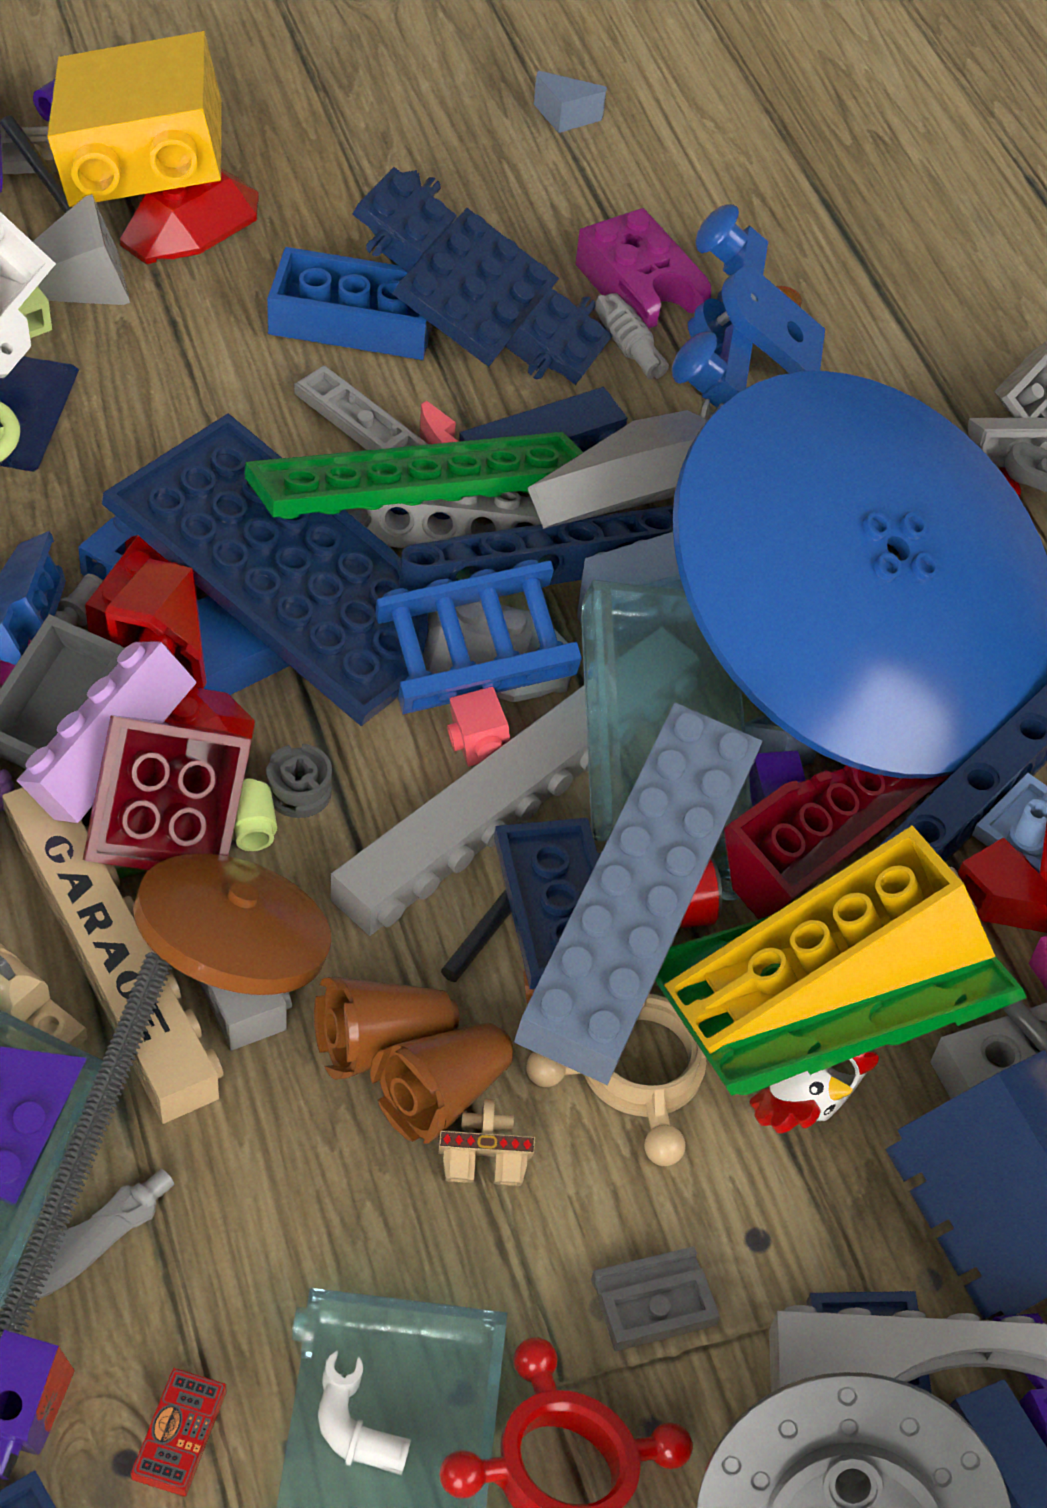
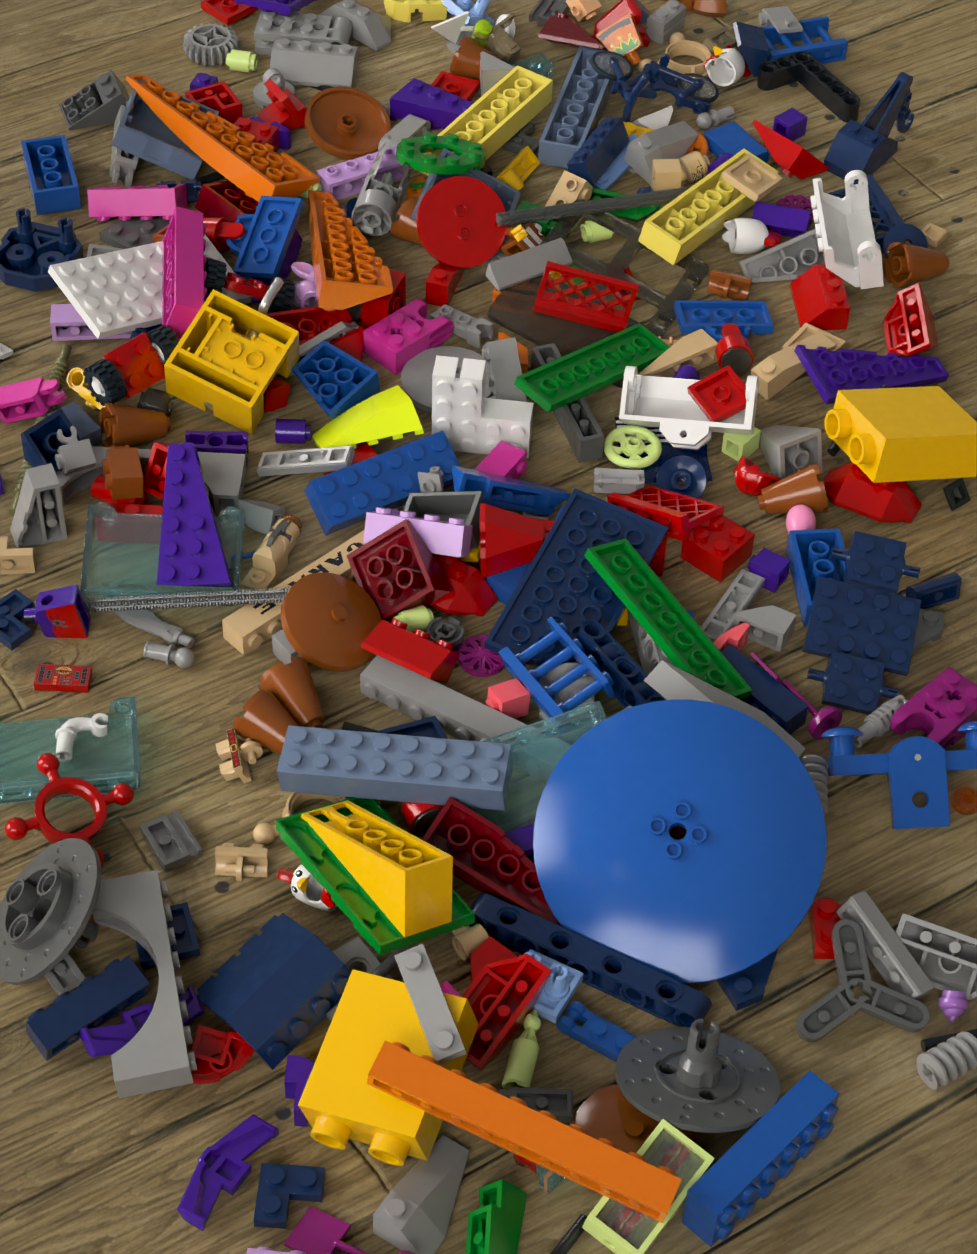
camera: 80 degrees right, 5 degrees down
(39, 468) = (618, 480): none -> light grey hinge
(86, 386) = (685, 468): none -> dark blue dish
(114, 319) = (749, 479): none -> red piece
(161, 432) = (668, 508): none -> red fence
(174, 273) = (796, 489): none -> dark orange cone
(206, 1197) = (182, 657): none -> light grey pin
(232, 296) = (800, 518): none -> bright pink animal
(235, 137) = (956, 494): none -> pearl dark grey slope
(240, 384) = (718, 547): none -> red brick
(306, 352) = (771, 567): none -> dark purple brick
(340, 823) = (412, 649): none -> red slope
(356, 745) = (479, 657): none -> magenta wheel
(420, 380) = (768, 625): none -> light grey slope
(625, 385) = (823, 720): none -> magenta piece
(738, 1189) = (241, 861): none -> tan hips

